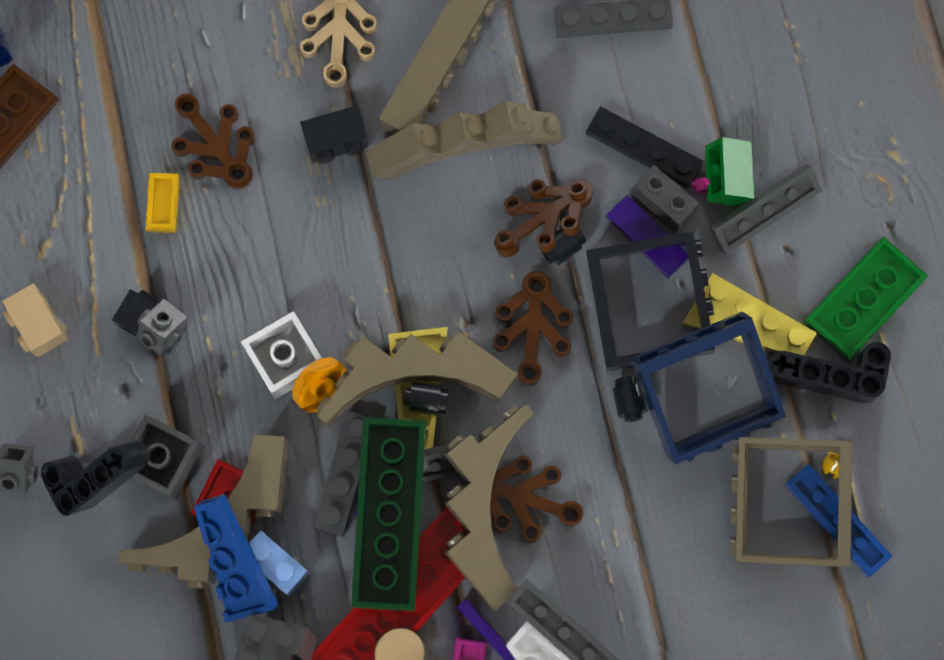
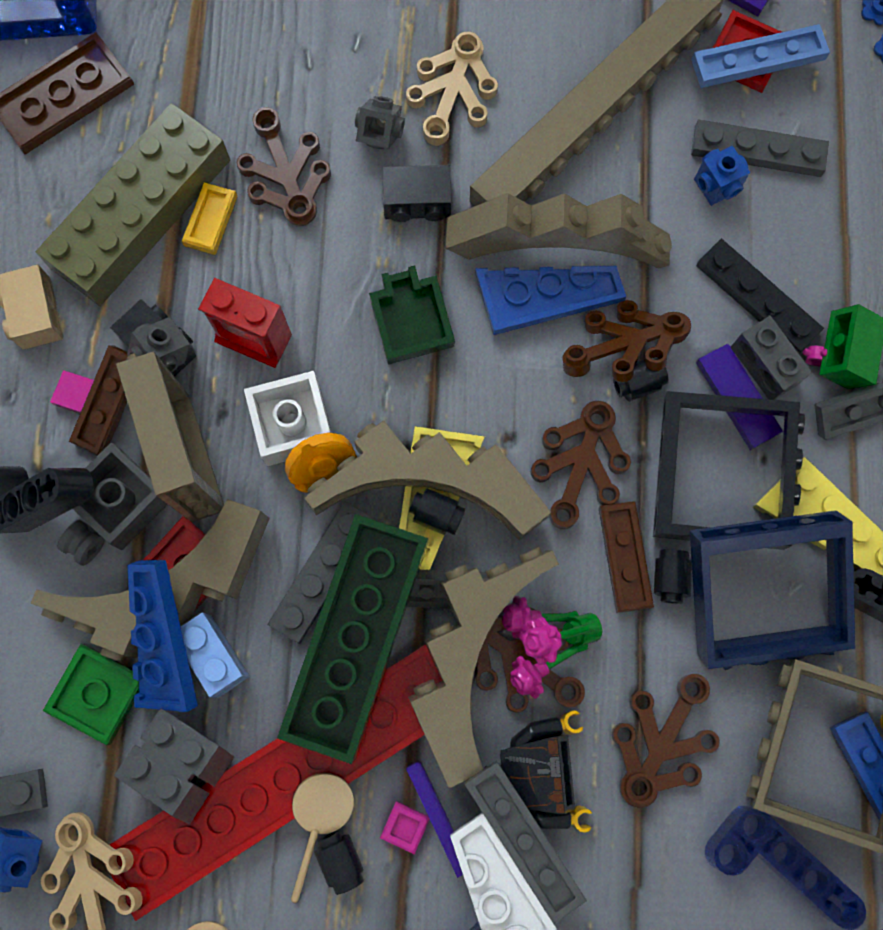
camera: 15 degrees right, 0 degrees up
(94, 382) = (71, 391): none -> dark pink tile
(97, 208) = (134, 204): none -> olive brick
(125, 382) = (102, 406): none -> reddish brown tile
(140, 503) = (80, 542): none -> dark grey wheel
(188, 622) = (94, 694): none -> green tile
(197, 397) = (170, 437): none -> dark tan window
(225, 286) = (246, 322): none -> red window
(285, 83) = (372, 130): none -> dark grey brick
(358, 242) = (411, 316): none -> dark green piece
(457, 197) = (536, 296): none -> blue wing
(536, 477) = (544, 641): none -> dark pink plant
(565, 580) = (542, 772): none -> black torso
(585, 60) = (722, 174): none -> blue brick
(588, 394) = (626, 557): none -> reddish brown tile
(655, 535) = (662, 744): none -> reddish brown plant
(777, 603) = (791, 869): none -> clear blue beam

